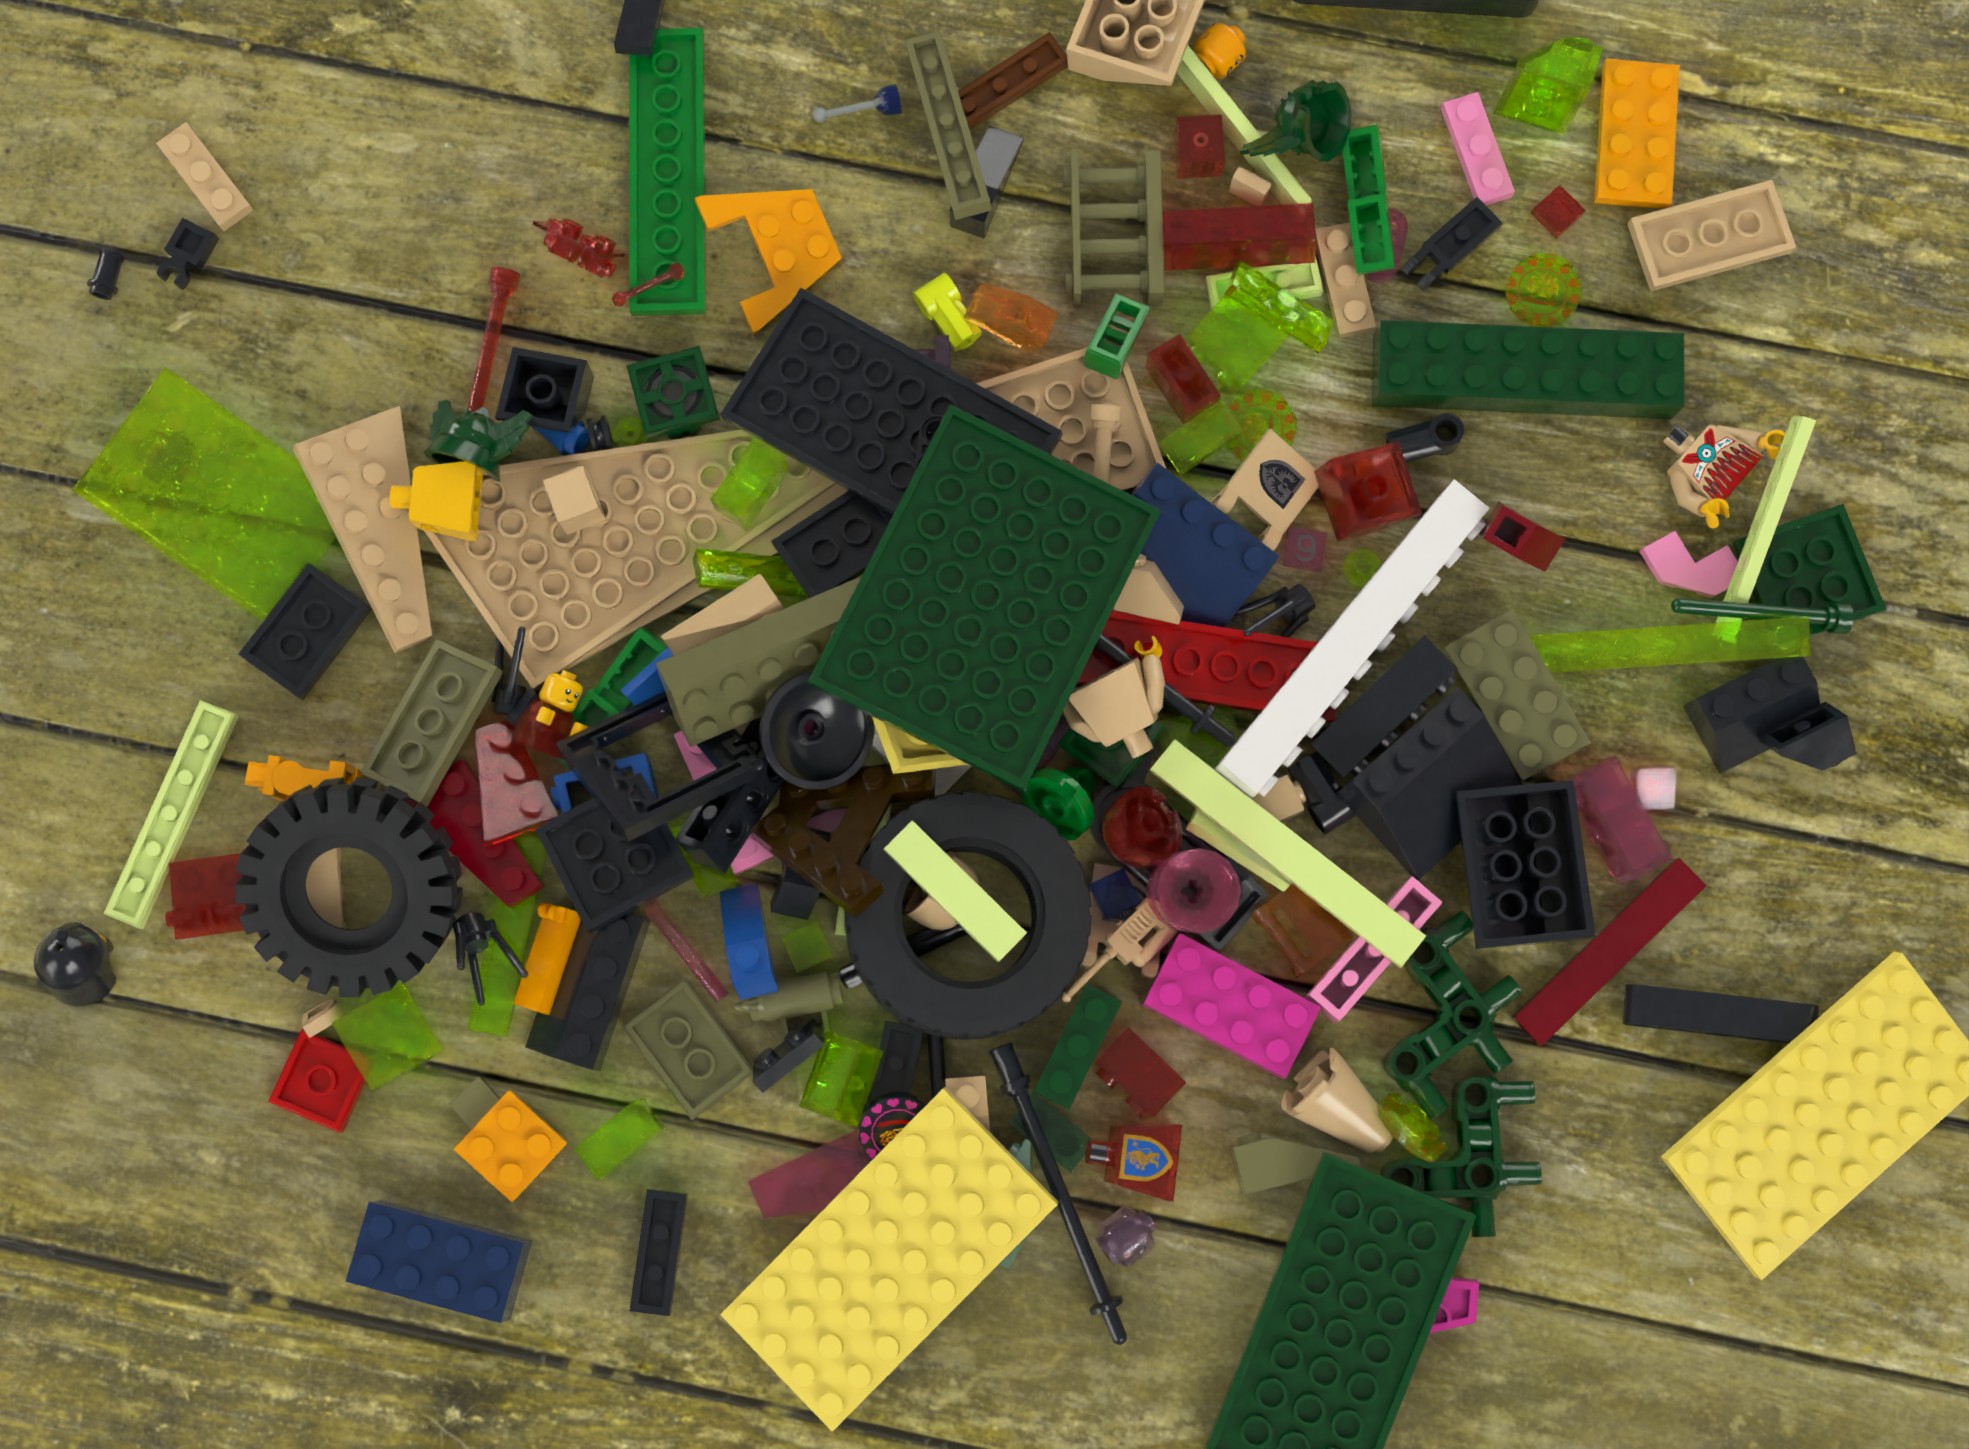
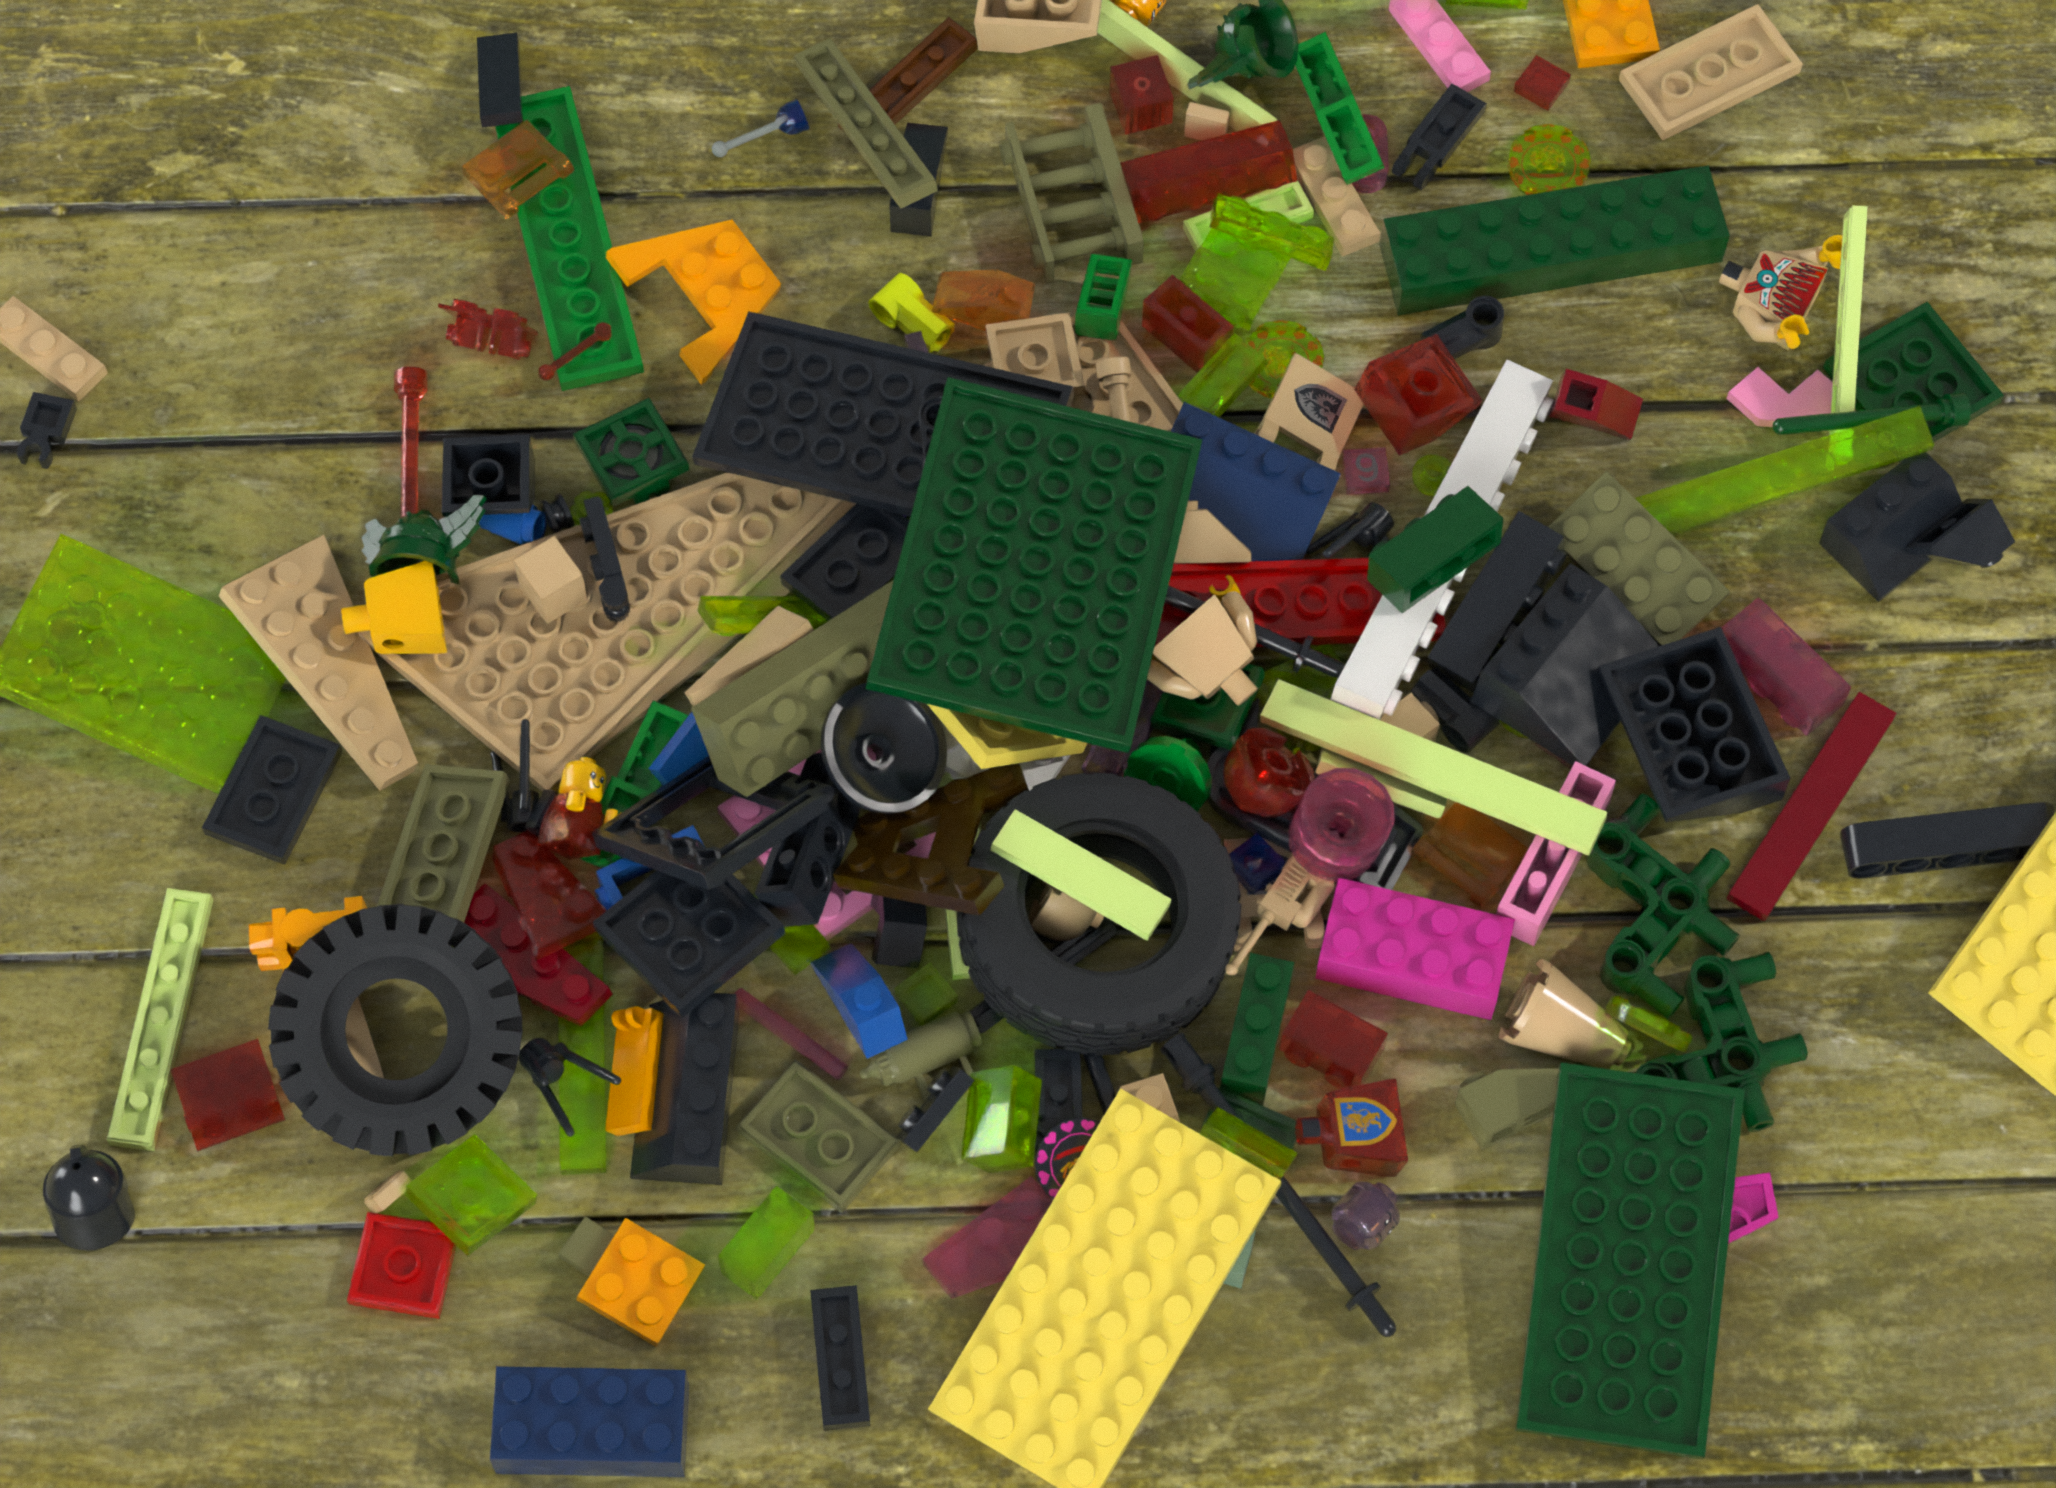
camera: 15 degrees left, 15 degrees down
(626, 493) = (605, 562): none -> black hinge
(633, 90) = (510, 161): none -> clear orange plate
(750, 484) = (742, 523): clear neon green brick -> none
(1040, 1160) = (1248, 1143): none -> clear neon green tile
(1043, 381) = (1037, 348): none -> tan plate
(1339, 656) = (1434, 548): none -> dark green brick
(1655, 786) = (1813, 623): clear pink slope -> none

